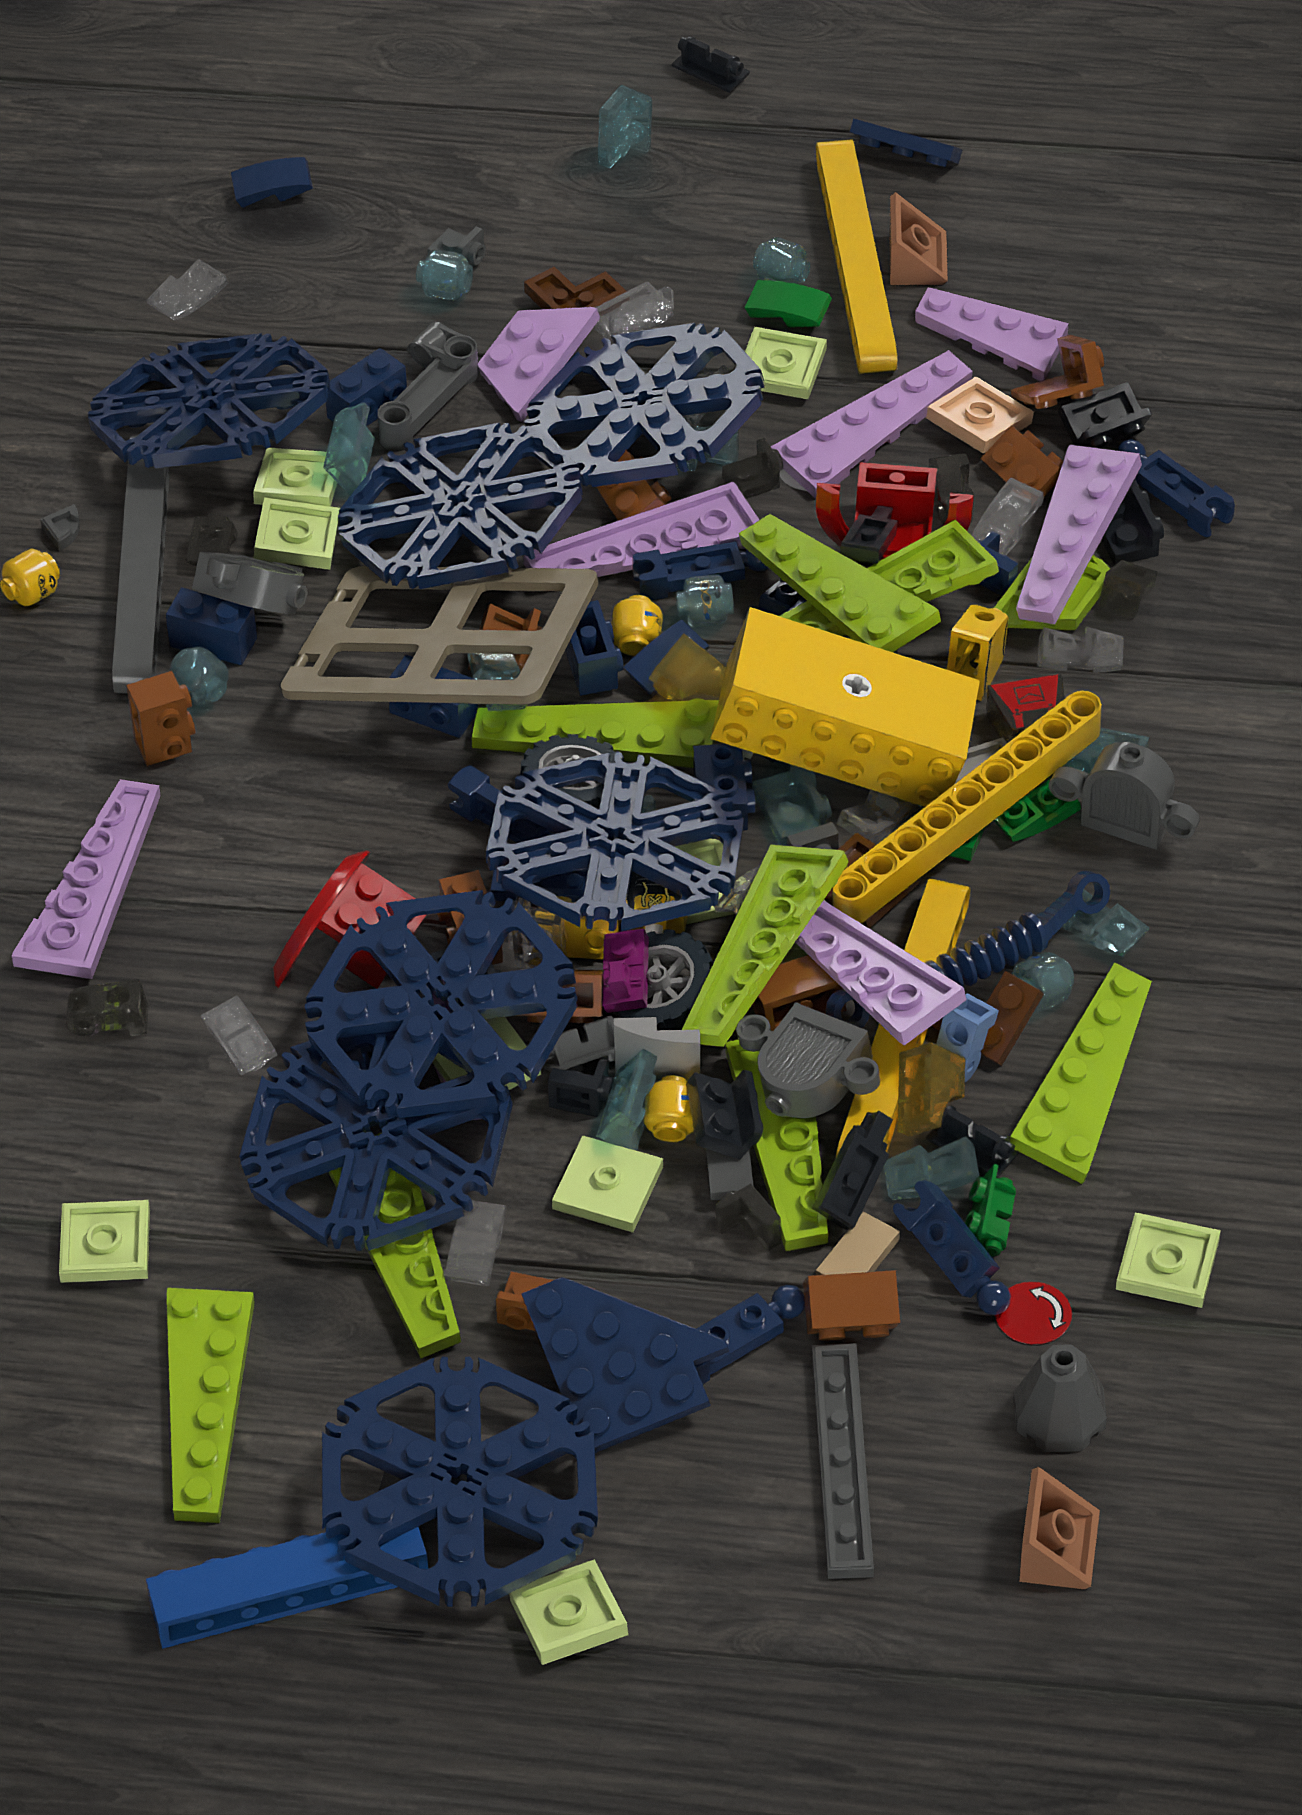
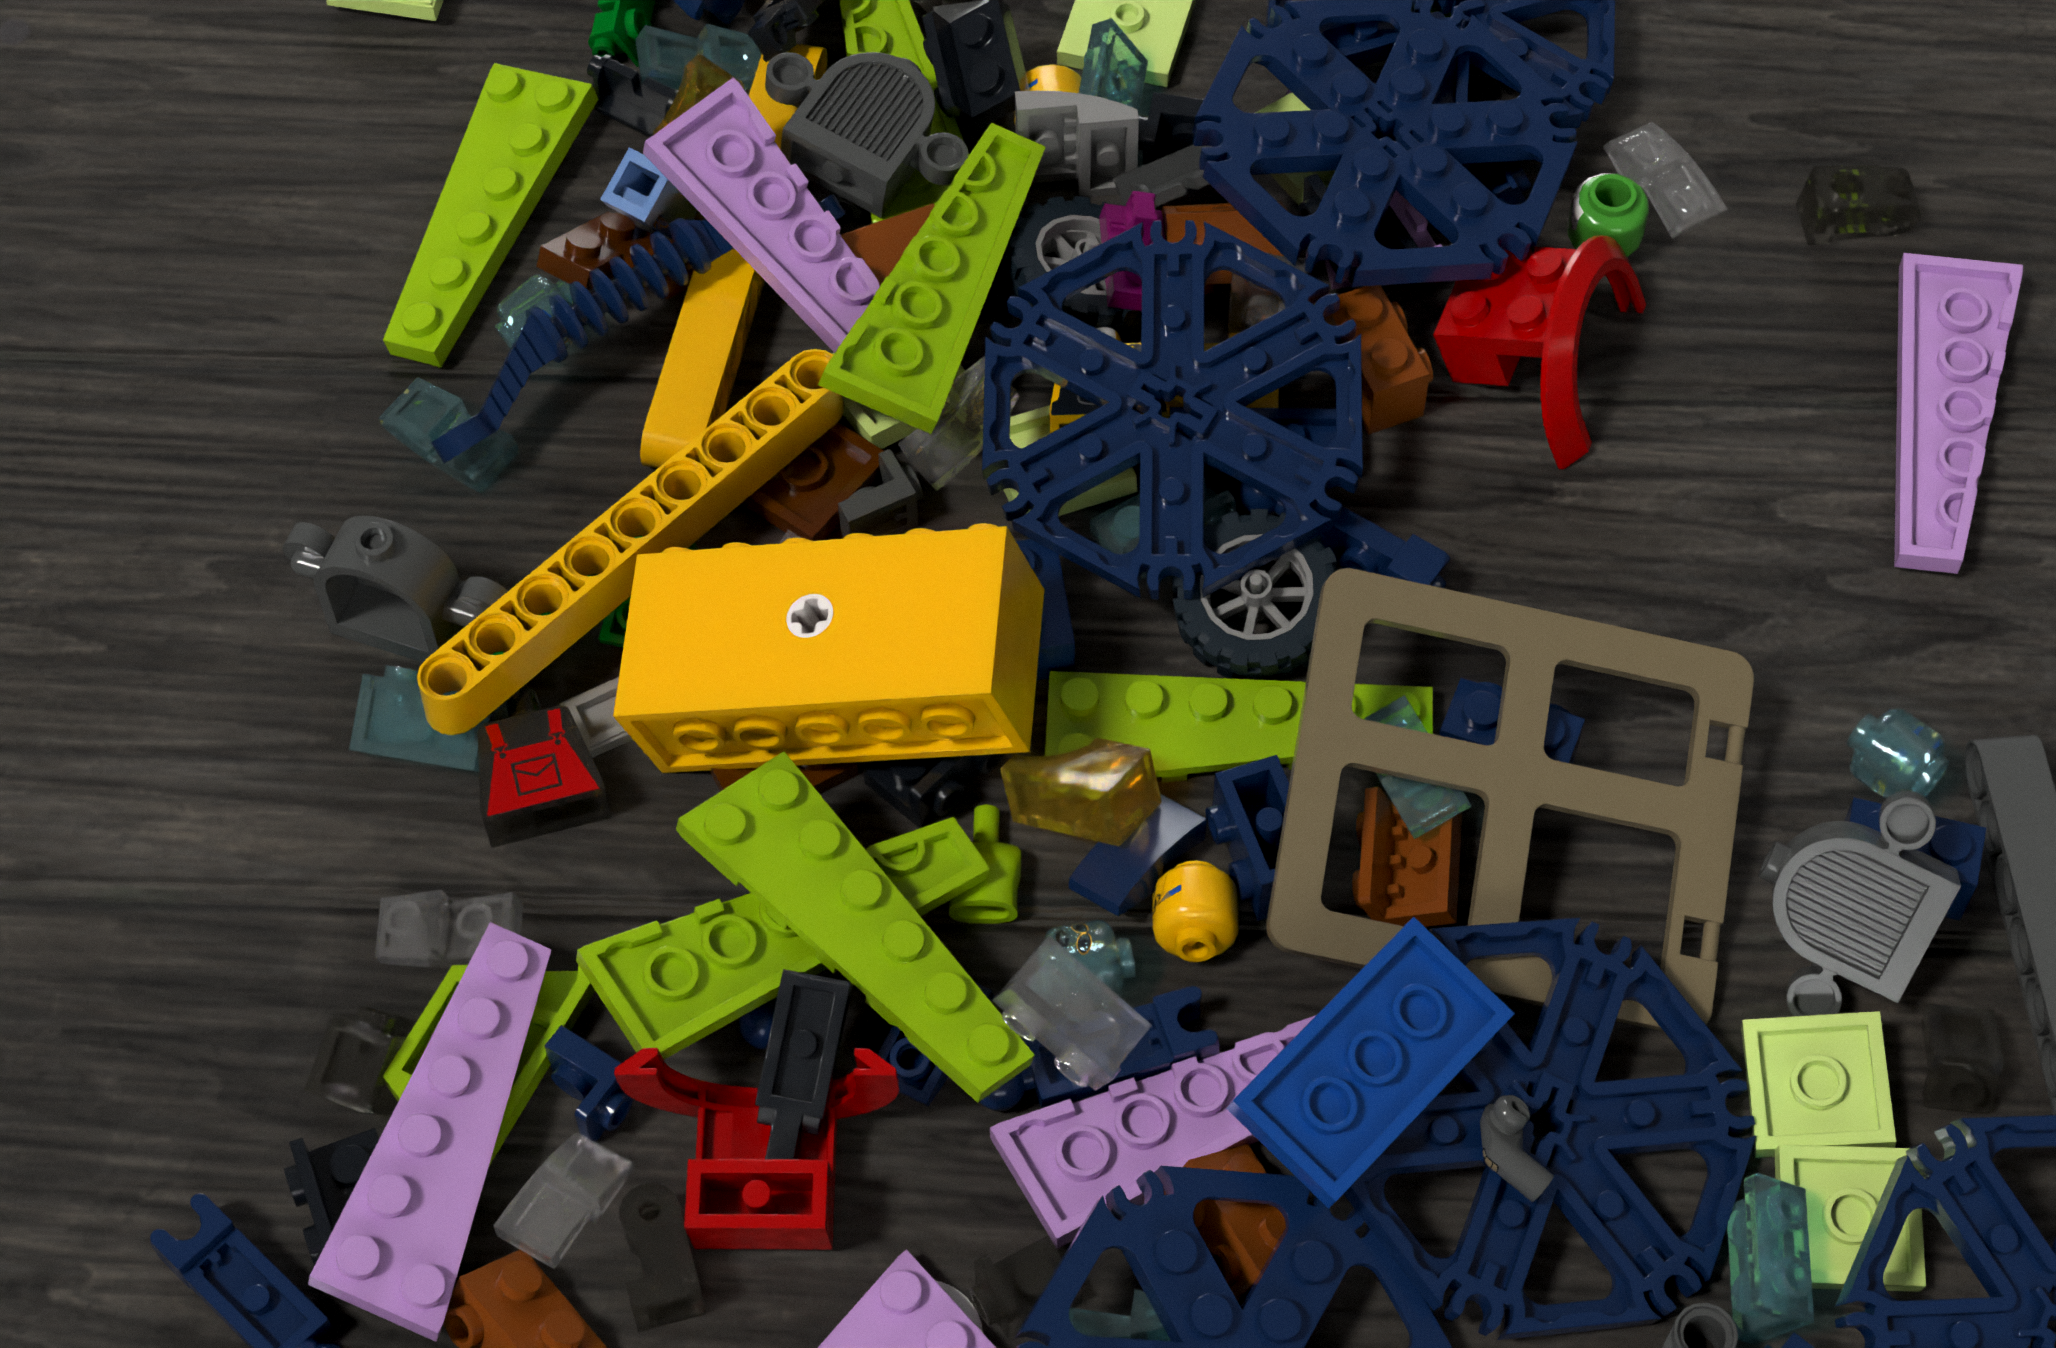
camera: 175 degrees right, 10 degrees up
(161, 717) = (1933, 639): dark orange brick -> none
(285, 996) = (1611, 208): none -> bright green head
(483, 473) = (1503, 1147): none -> dark grey arm
(552, 490) = (1370, 1062): none -> blue plate
(718, 546) = (1071, 1015): none -> clear bracket
(981, 636) = (618, 872): yellow torso -> none

